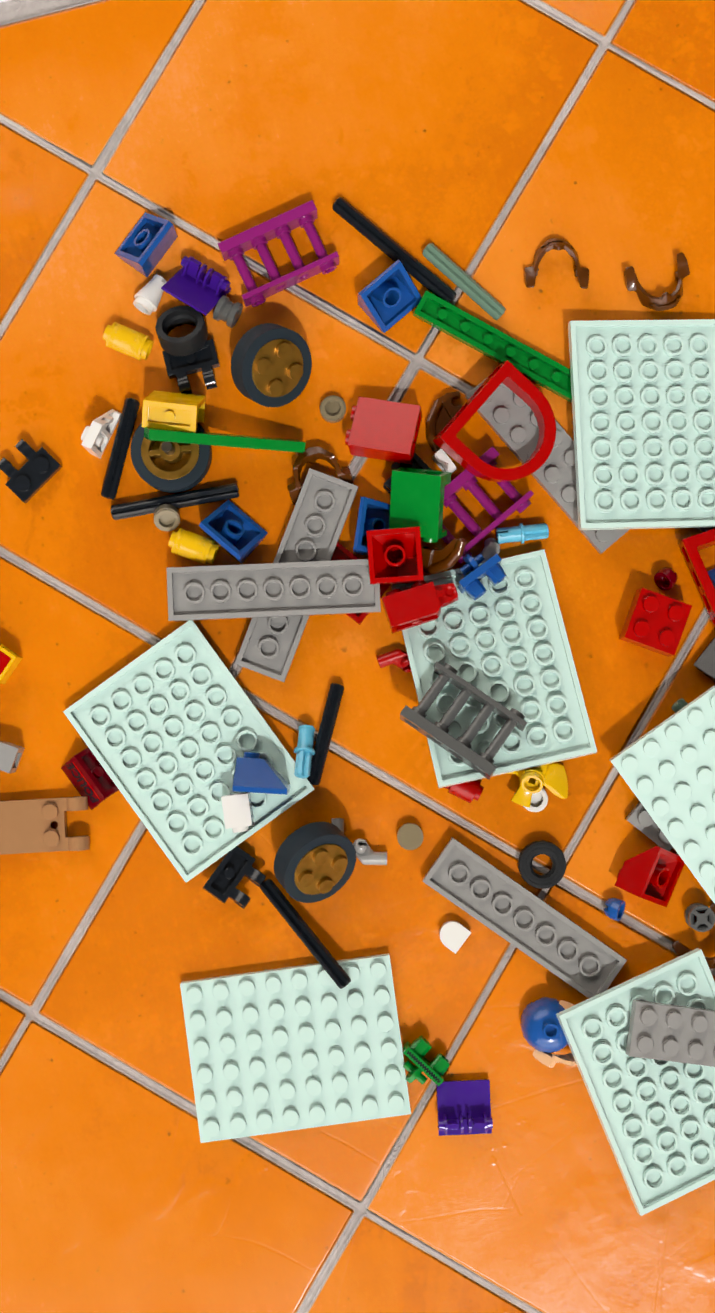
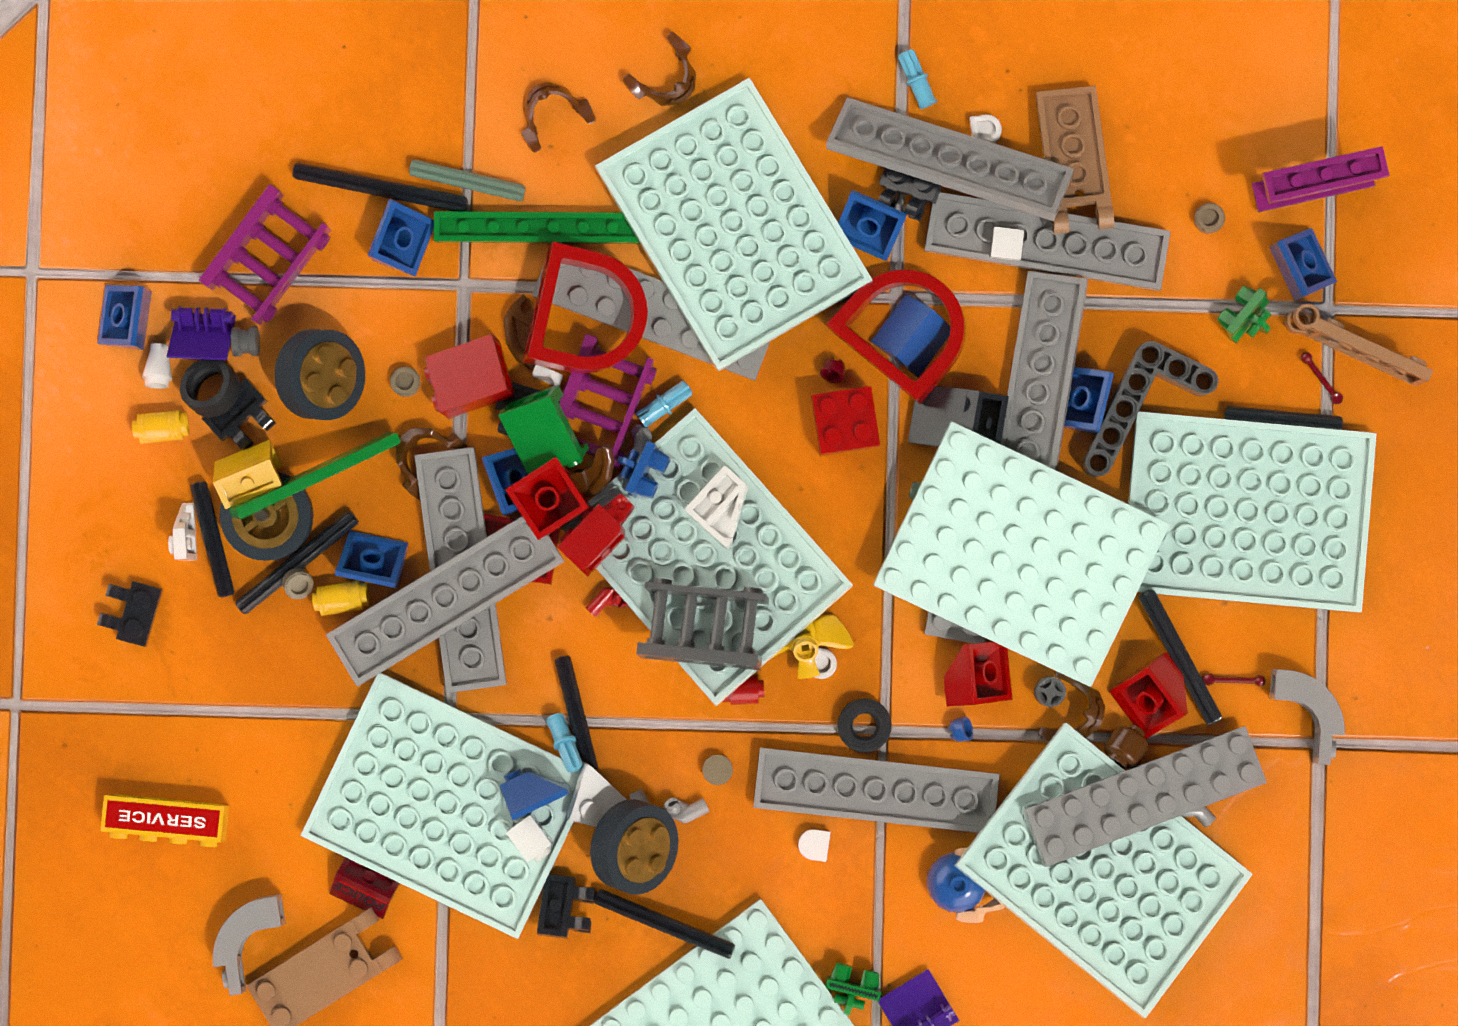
camera: 25 degrees left, 0 degrees up
(302, 806) = (592, 797): none -> white wing
(525, 634) = (719, 505): none -> white wing

